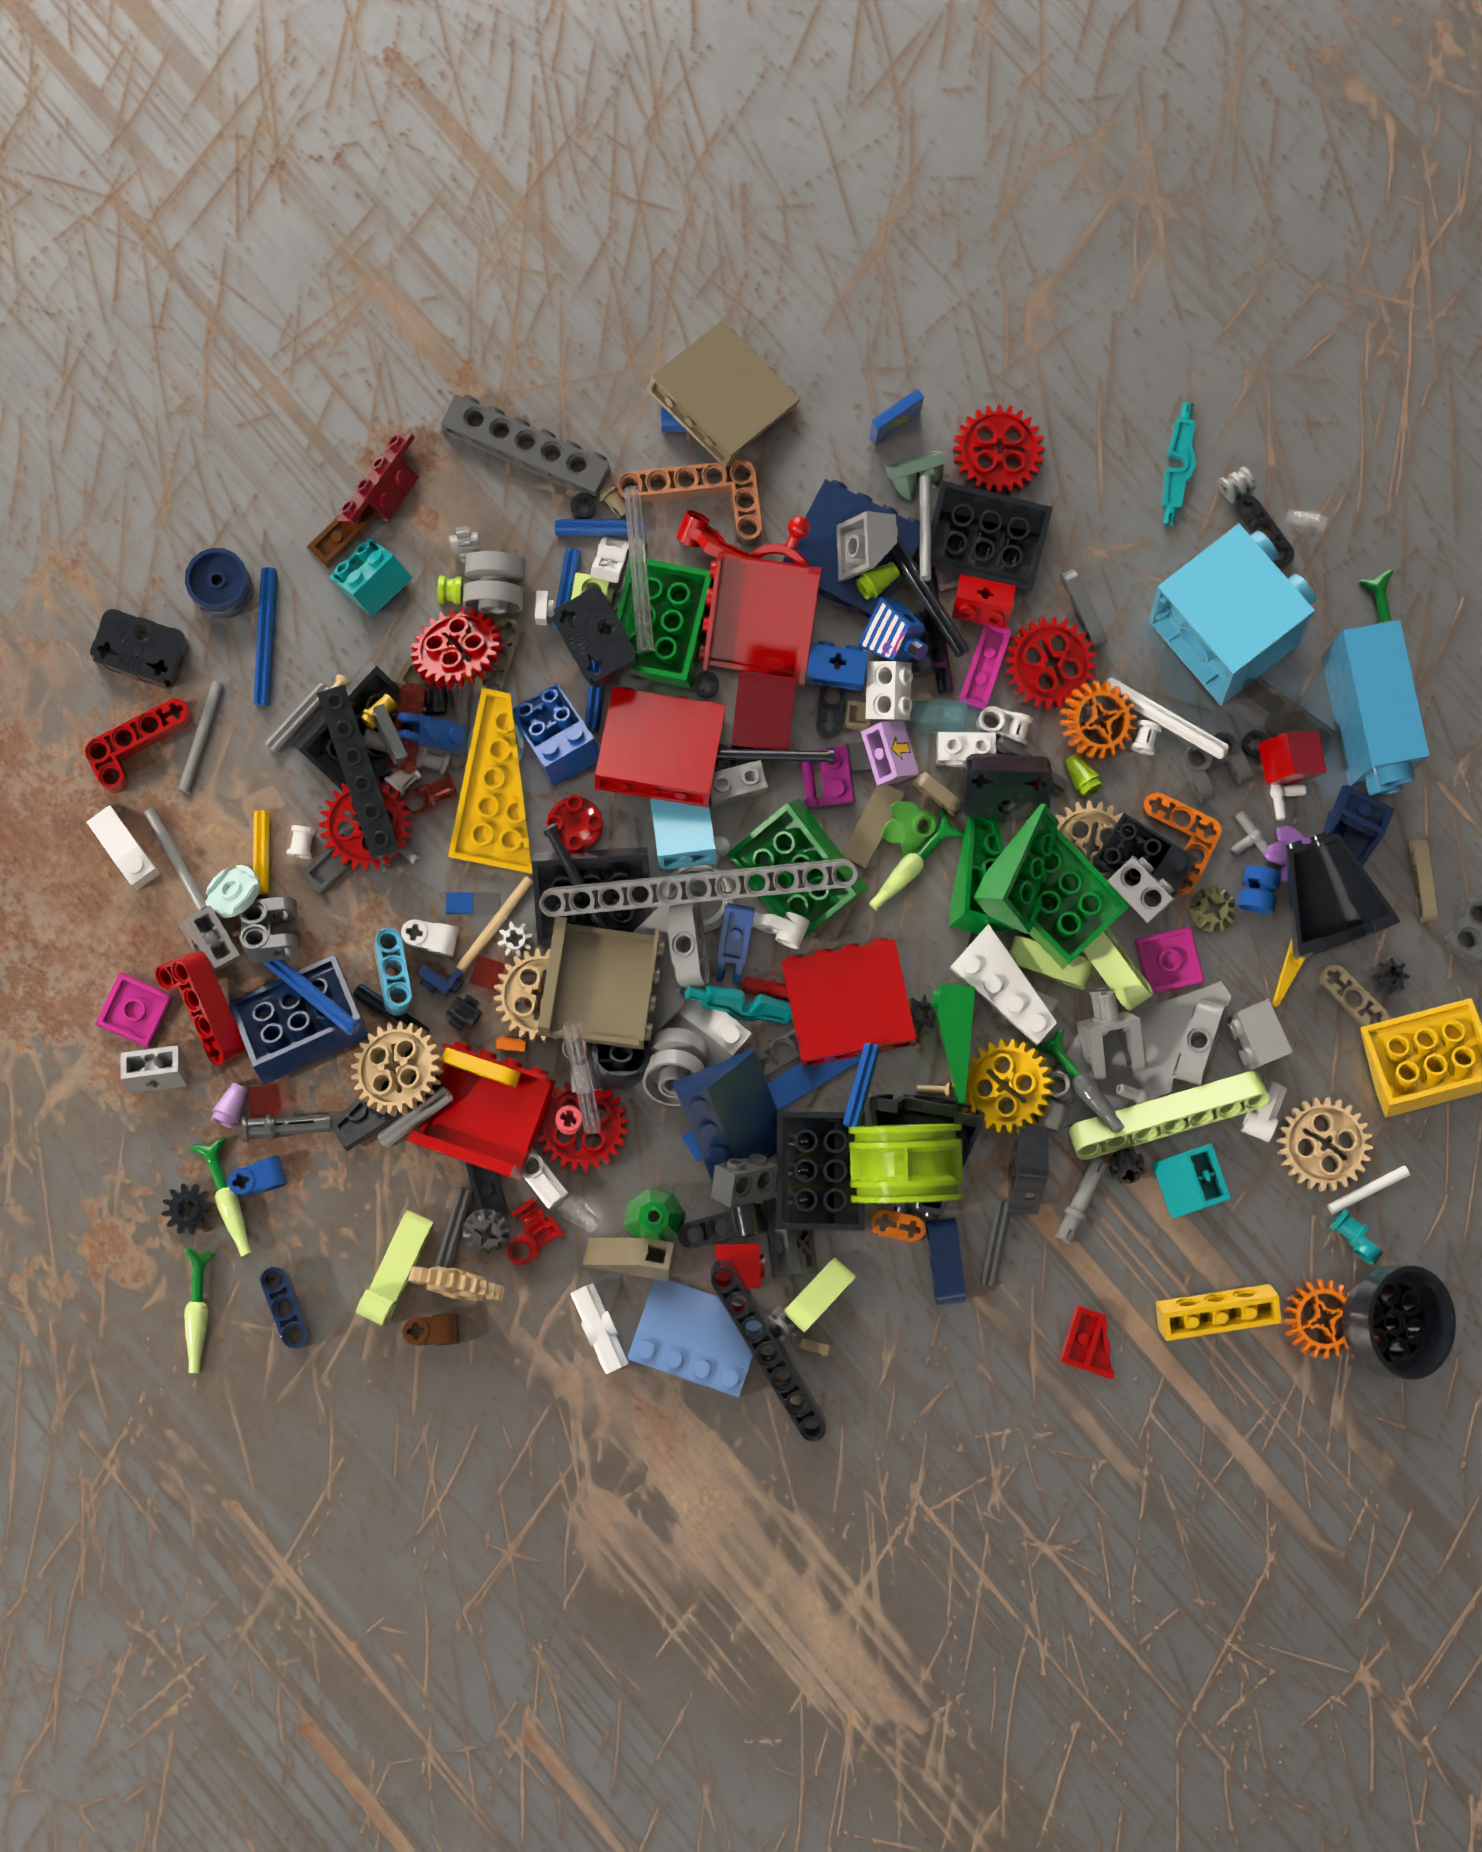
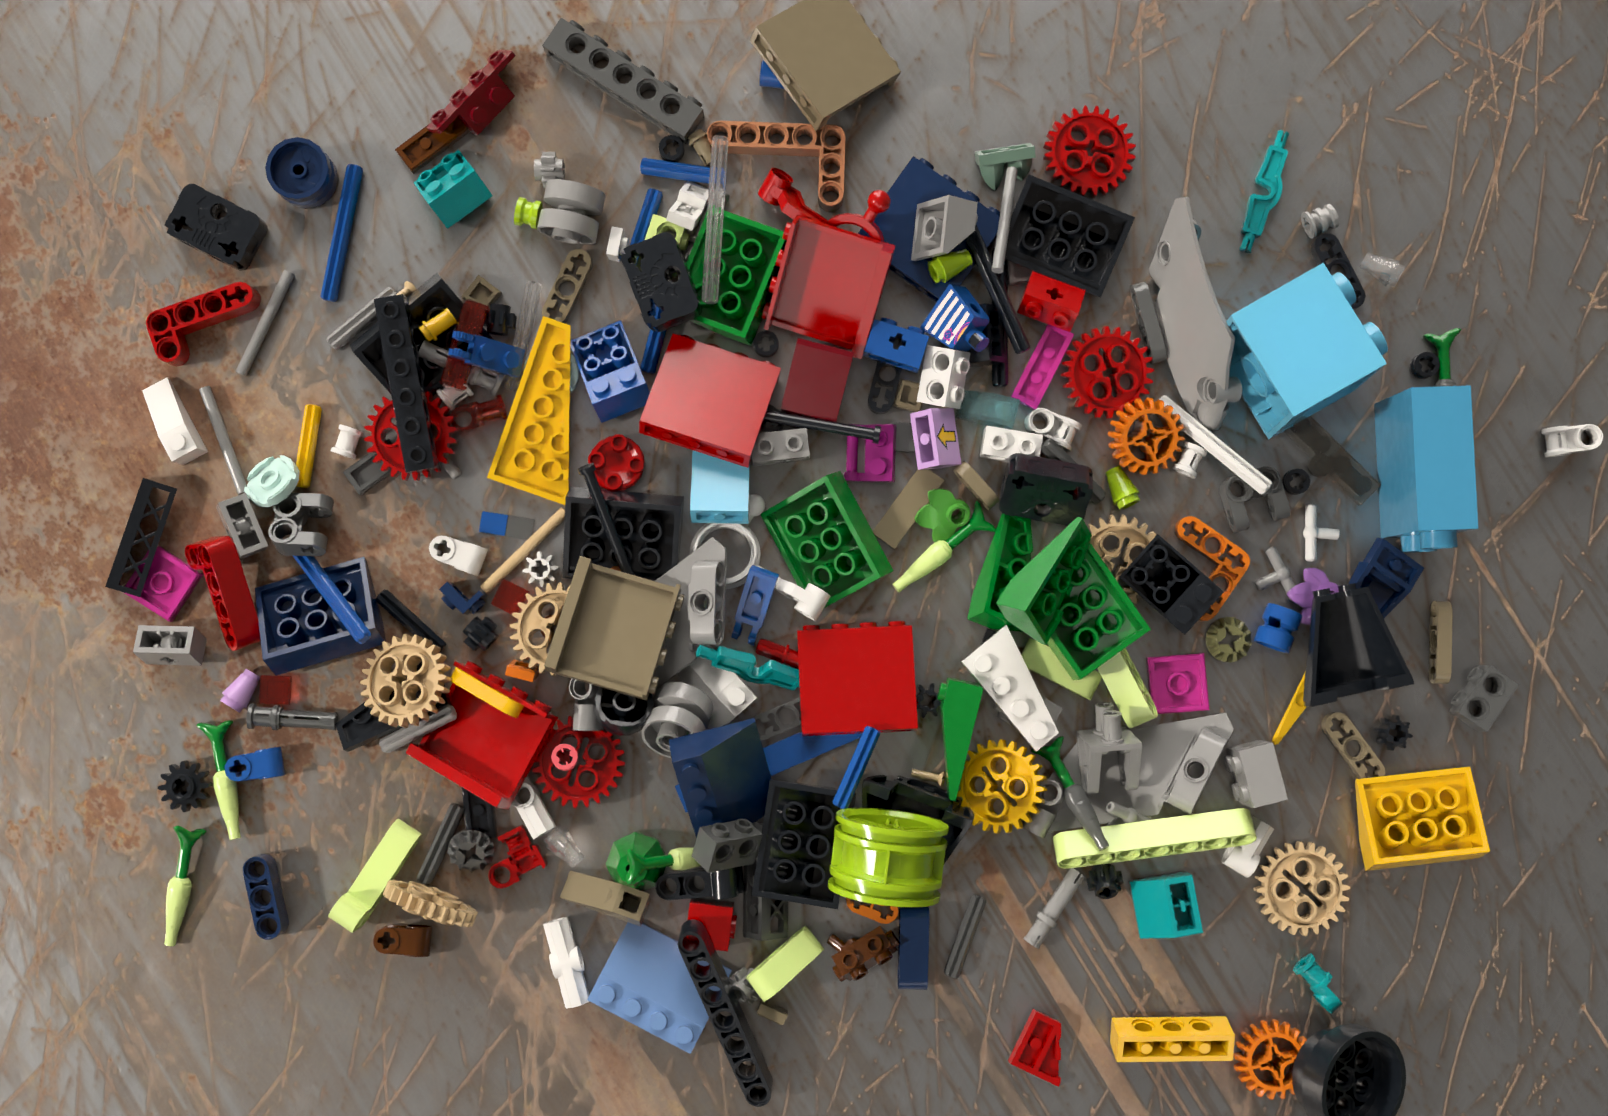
camera: 10 degrees right, 5 degrees up
(96, 966) = (130, 534): none -> black fence
(389, 734) = (441, 350): dark grey tile -> none
(392, 959) = (412, 570): medium azure beam -> none
(470, 635) = (506, 283): red gear -> none
(582, 1076) = (582, 719): clear axle -> none
(685, 895) = (711, 554): light grey beam -> none
(696, 1203) = (677, 859): none -> piece
(896, 416) = (993, 103): blue tile -> none
(896, 1274) = (859, 955): none -> reddish brown brick
(1028, 1170) = (1007, 876): black axle -> none
(1125, 601) = (1192, 322): none -> light grey panel
(1137, 894) = (1157, 619): light grey brick -> none
(1292, 757) = (1332, 502): red head -> none
(1368, 1189) = (1337, 937): white bar -> none
(1372, 608) = (1433, 363): none -> black bush

